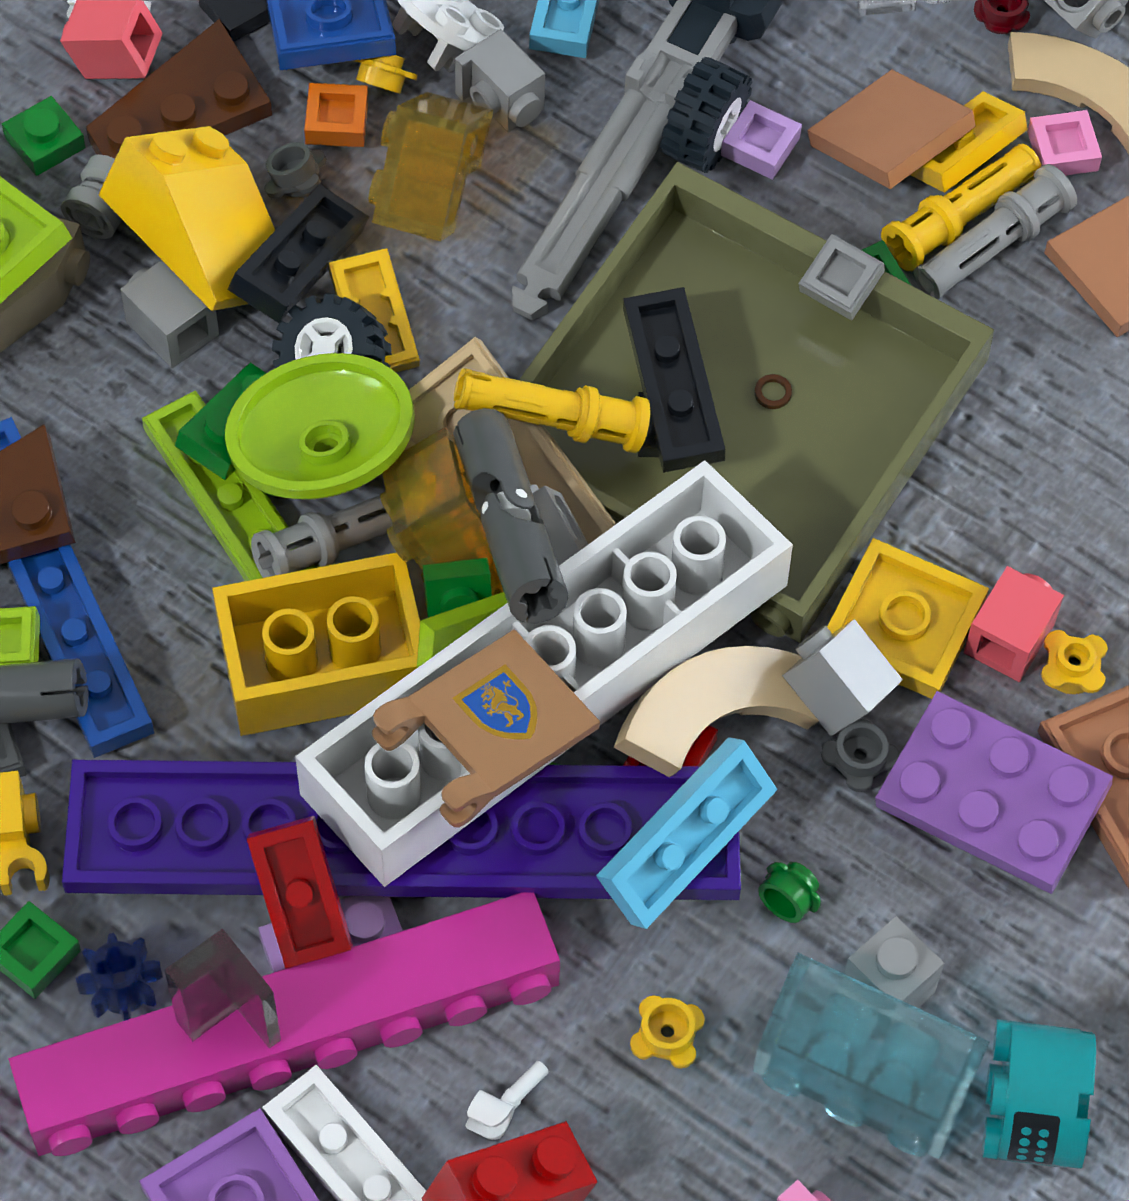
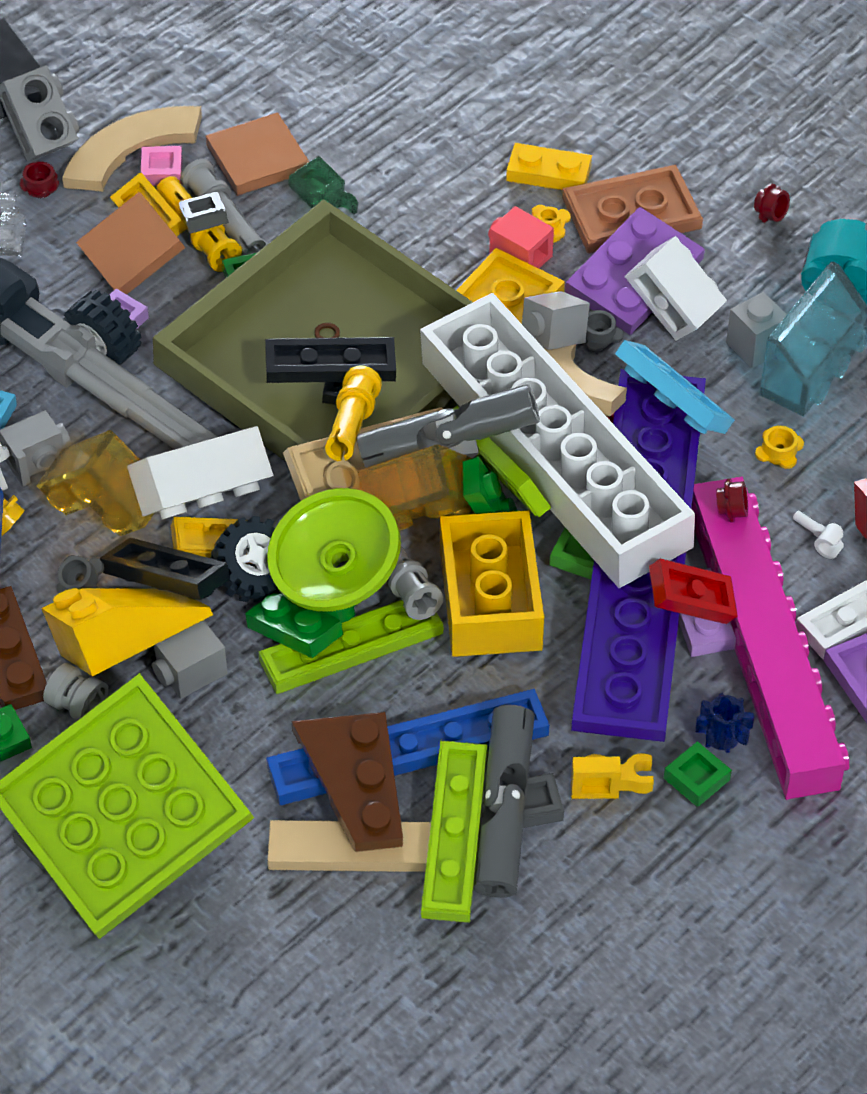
camera: 80 degrees left, 10 degrees down
(214, 984) = (772, 620): clear smoke panel -> none
(336, 115) = (34, 547): orange plate -> none
(455, 259) = (200, 473): none -> white brick
(489, 940) = (732, 500): none -> dark red plate
(498, 717) = (607, 442): medium nougat flag -> none
(790, 891) = (694, 367): green plate -> none
(841, 277) = (269, 263): light grey tile -> none
(938, 840) = (676, 288): none -> white brick
(952, 195) = (203, 212): none -> dark grey tile
(1068, 344) = (319, 182): none -> clear green plate

